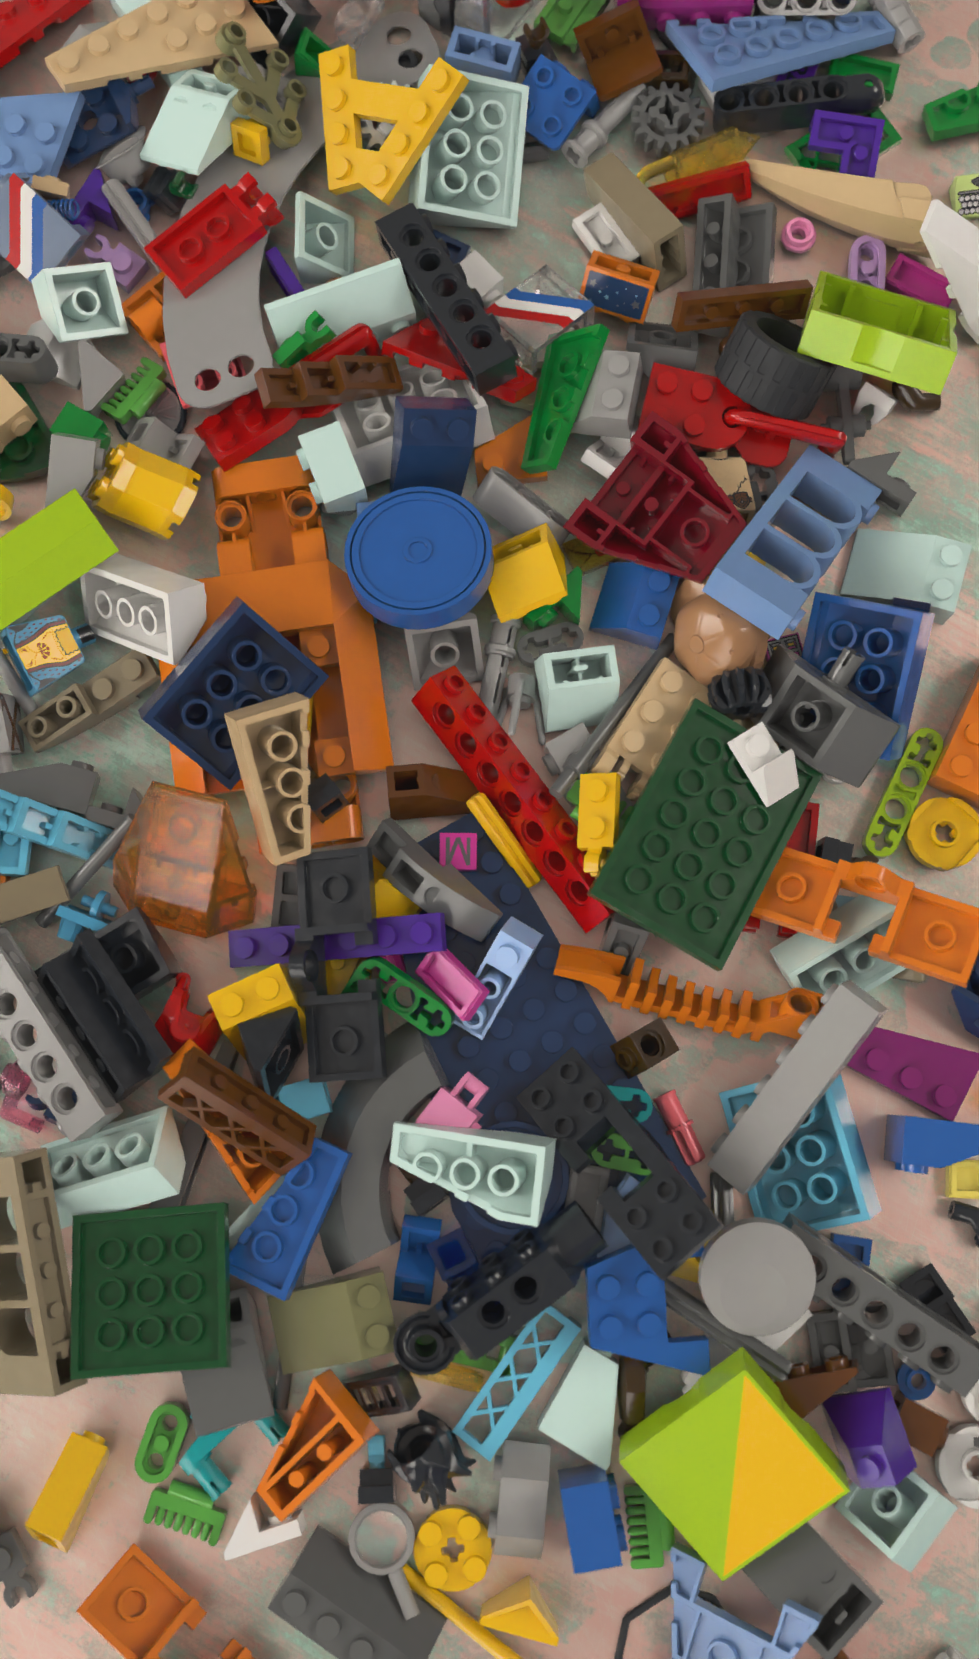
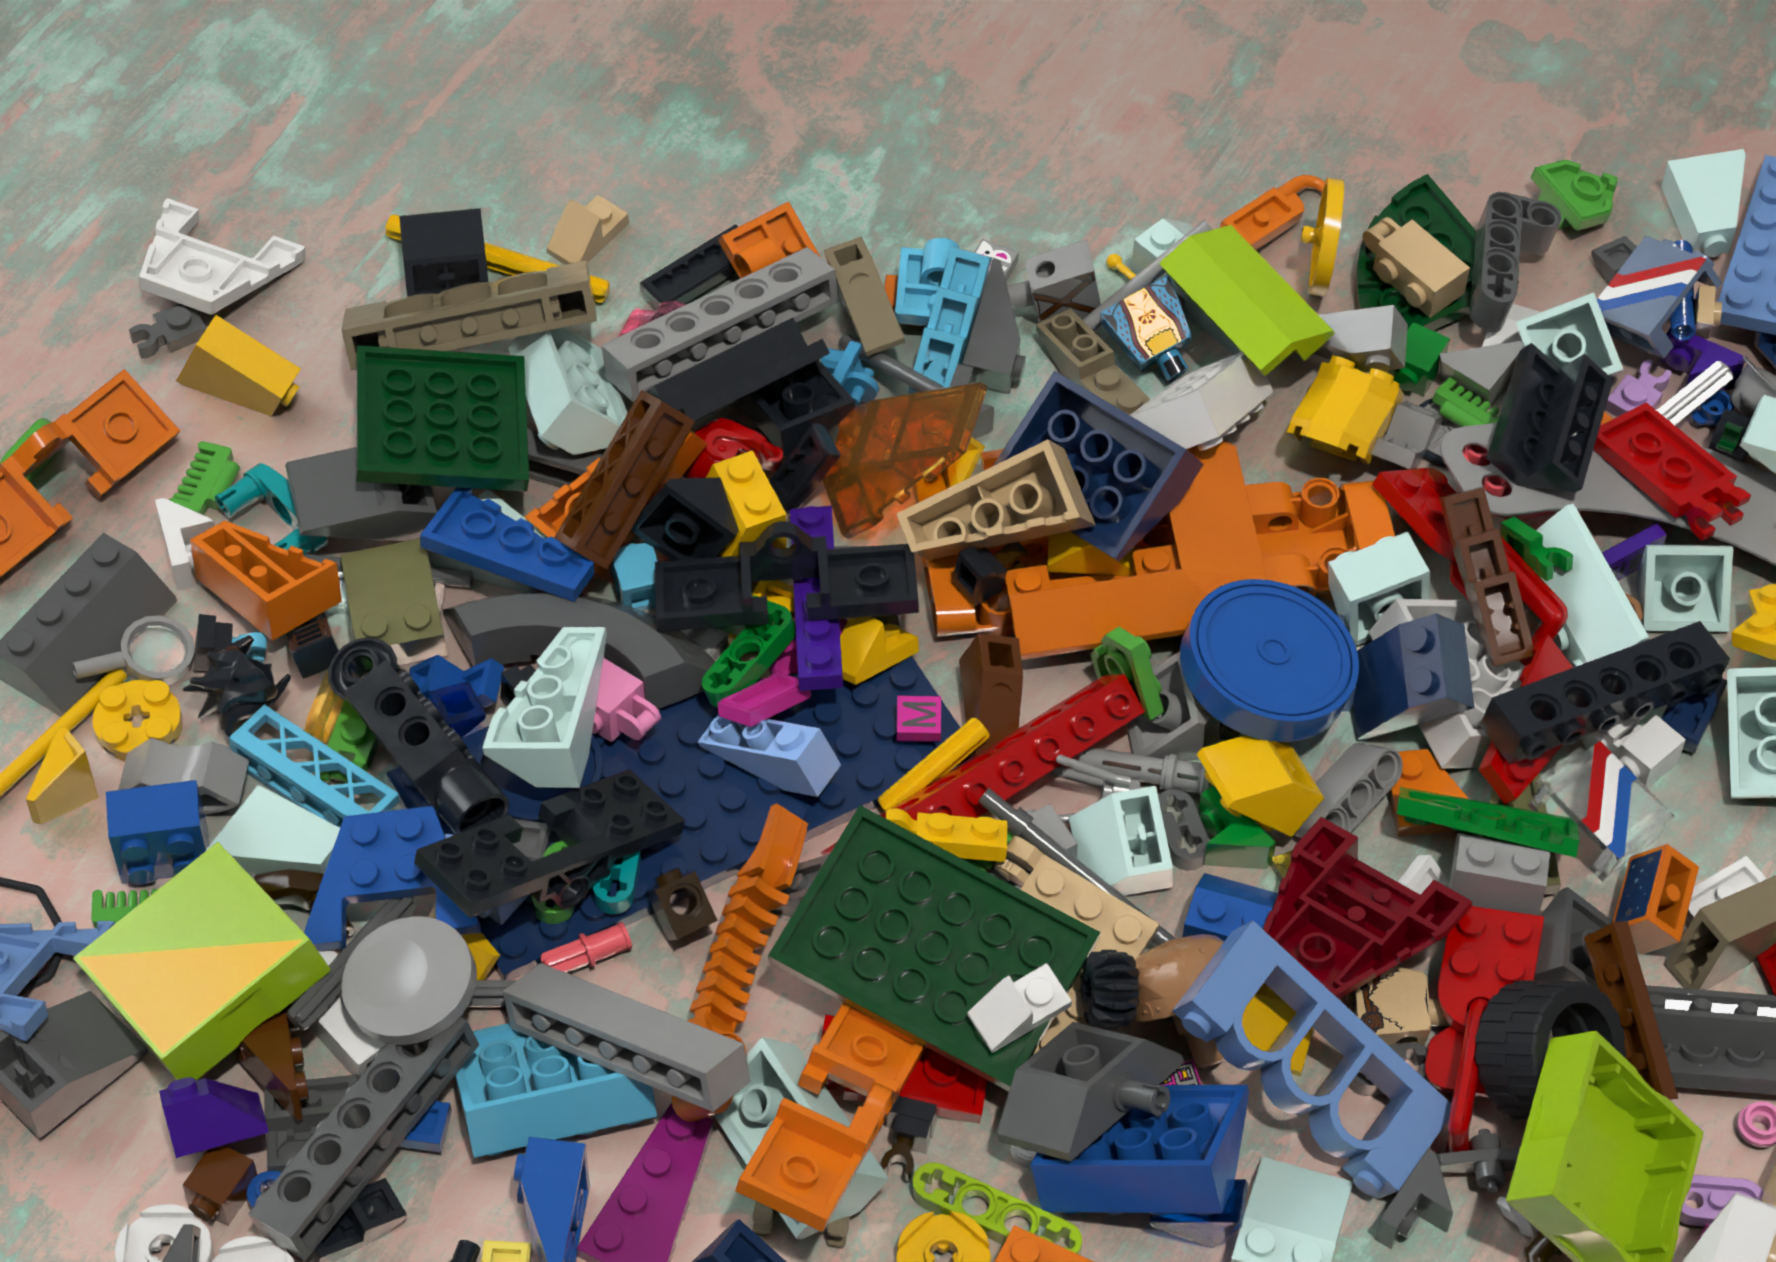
camera: 85 degrees right, 25 degrees down
(162, 1440) = (278, 446): bright green plate -> none
(174, 318) = (1549, 421): none -> black slope
(195, 952) = (804, 467): none -> black plate
(418, 670) = (1130, 656): none -> bright green plate
(431, 885) = (874, 679): dark grey slope -> none
(898, 1518) = (122, 1159): light aqua slope -> none

